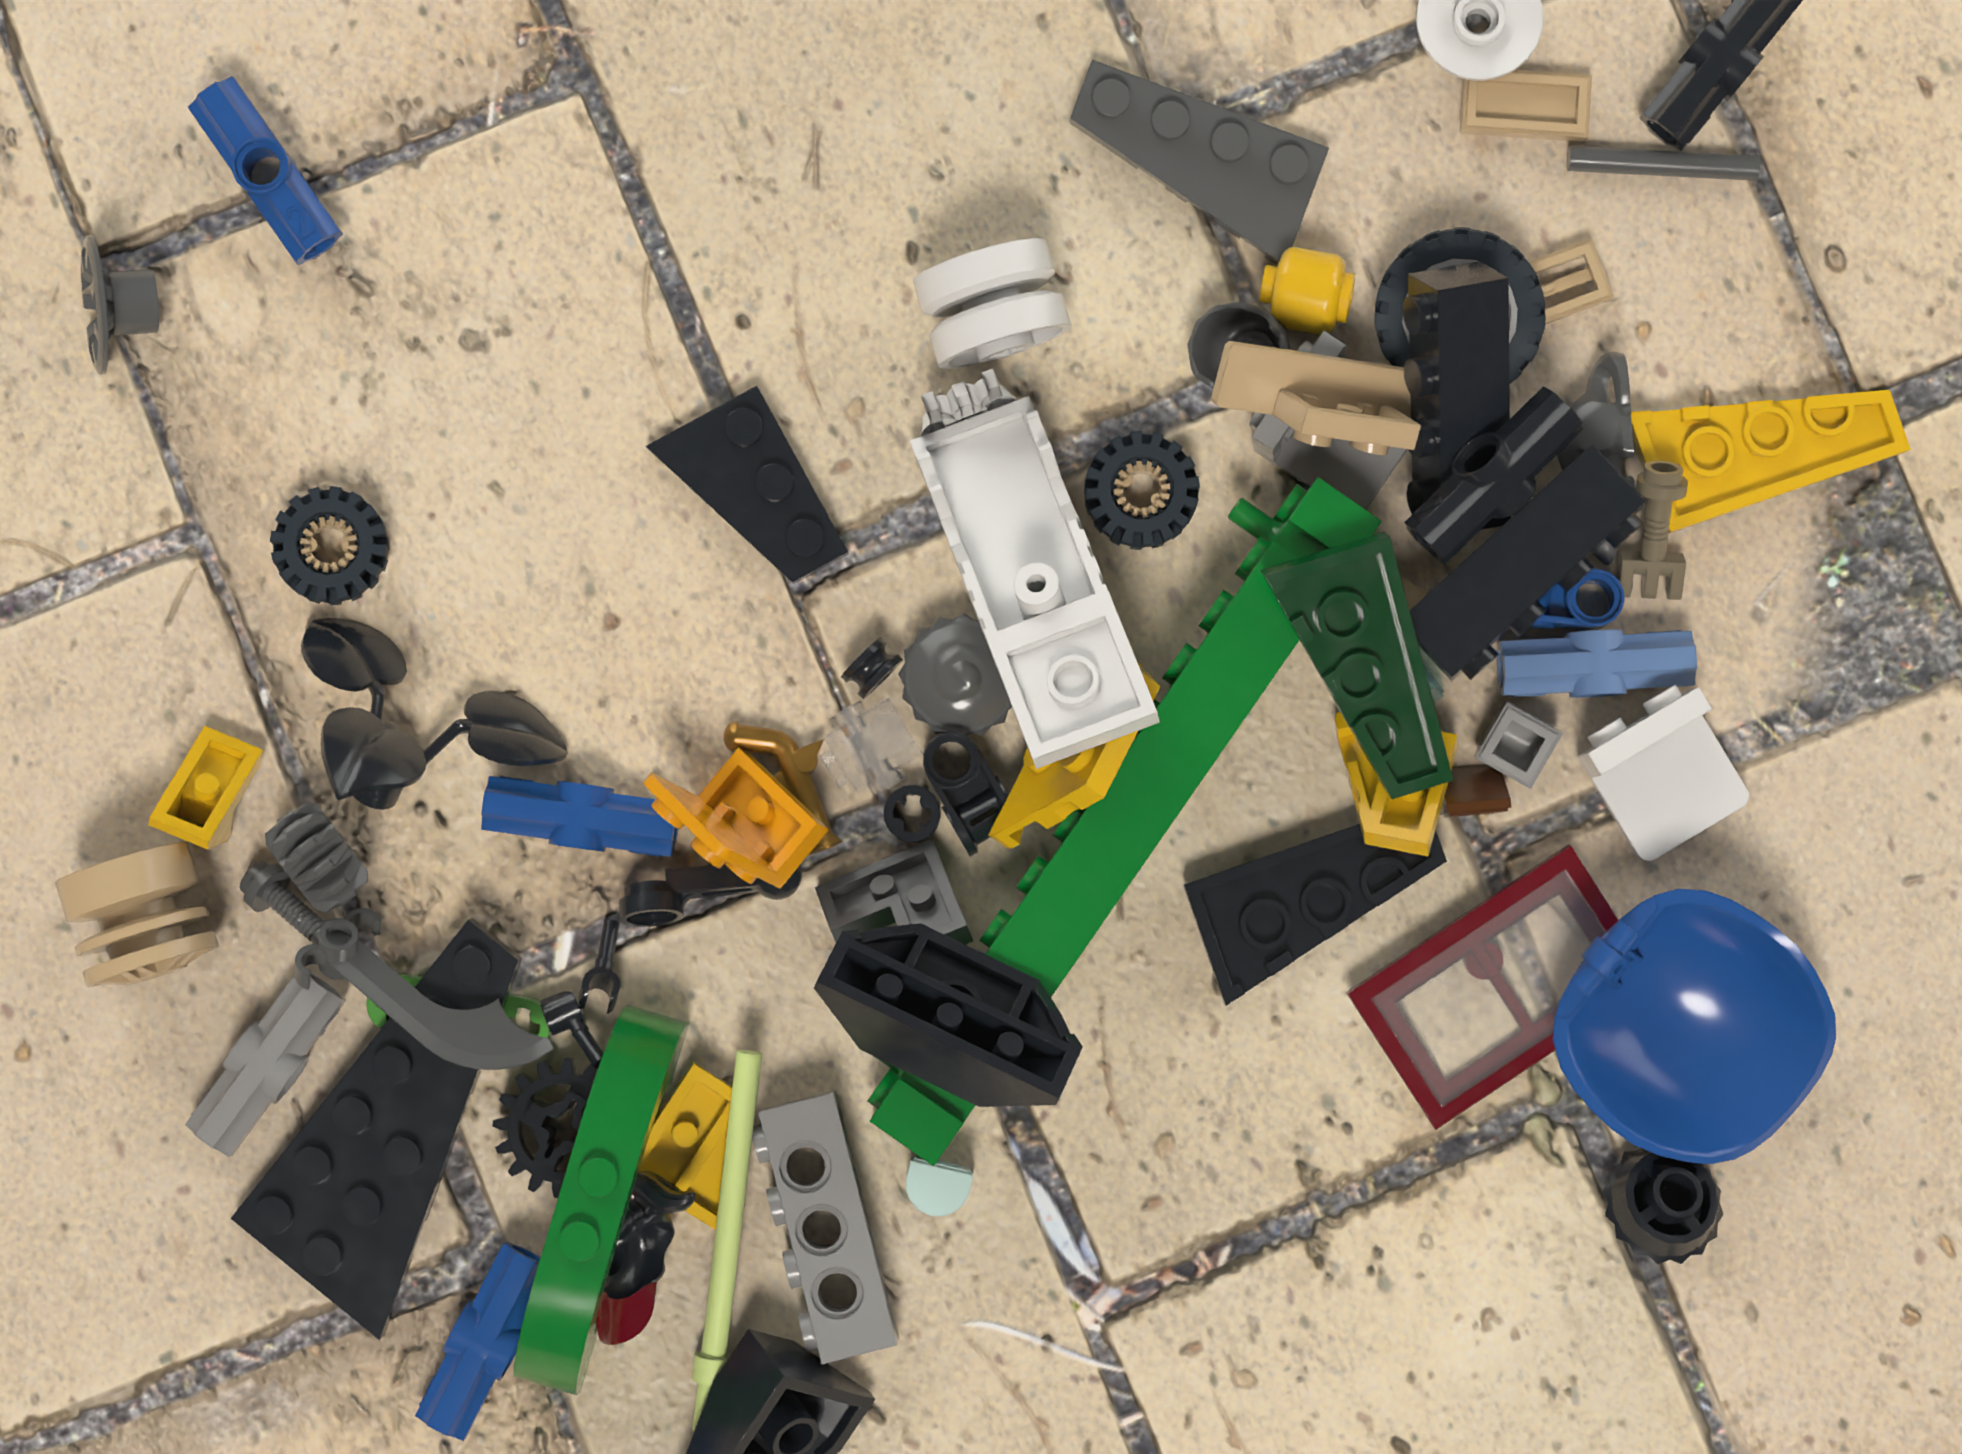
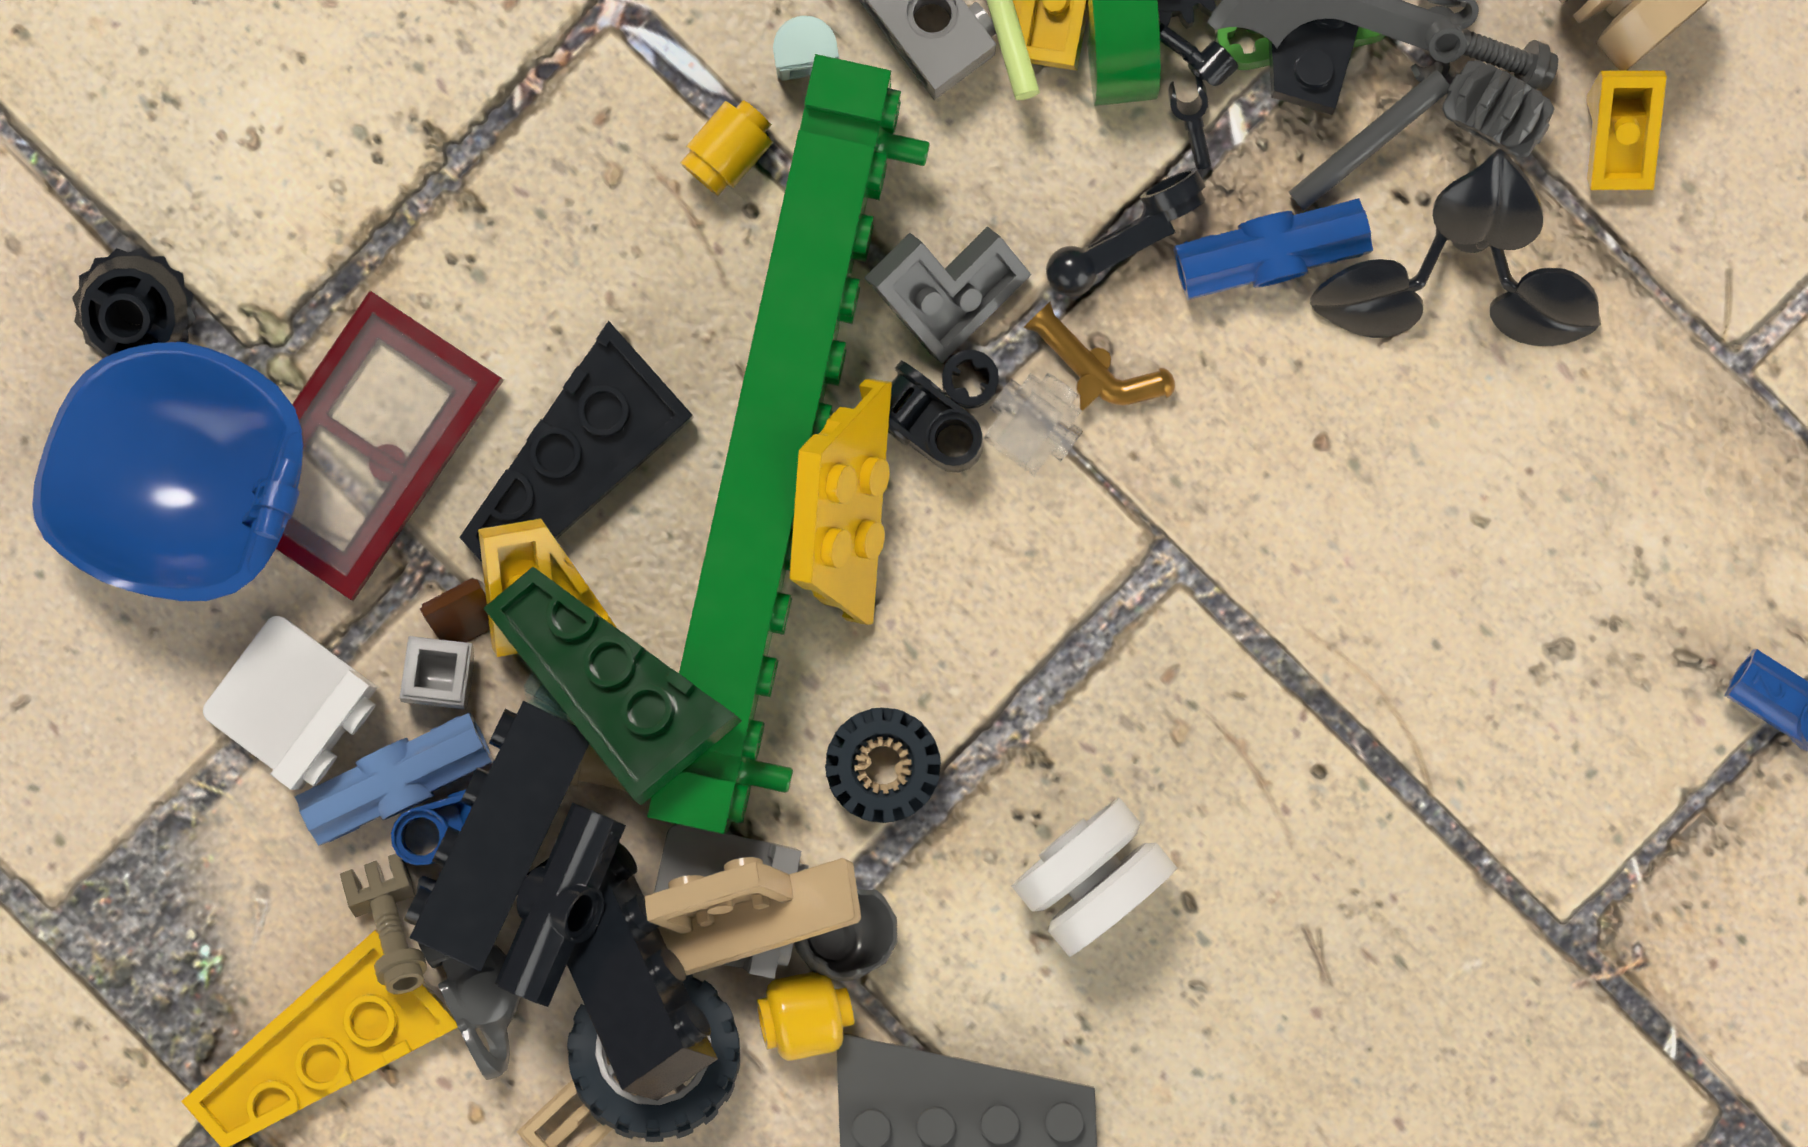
camera: 150 degrees right, 0 degrees up
(296, 545) = (1640, 389): black bush -> none
(447, 880) = (1370, 140): none -> dark grey bar
(742, 820) = (1125, 301): light orange bracket -> none
(755, 483) = (1243, 624): black wing -> none
(871, 668) = (1063, 496): black bush -> none
(949, 1015) = (857, 192): black wedge -> none
(954, 678) = (977, 521): dark grey piece -> none
(1030, 571) = (954, 637): white piece -> none
(1048, 1129) = (727, 146): none -> yellow brick

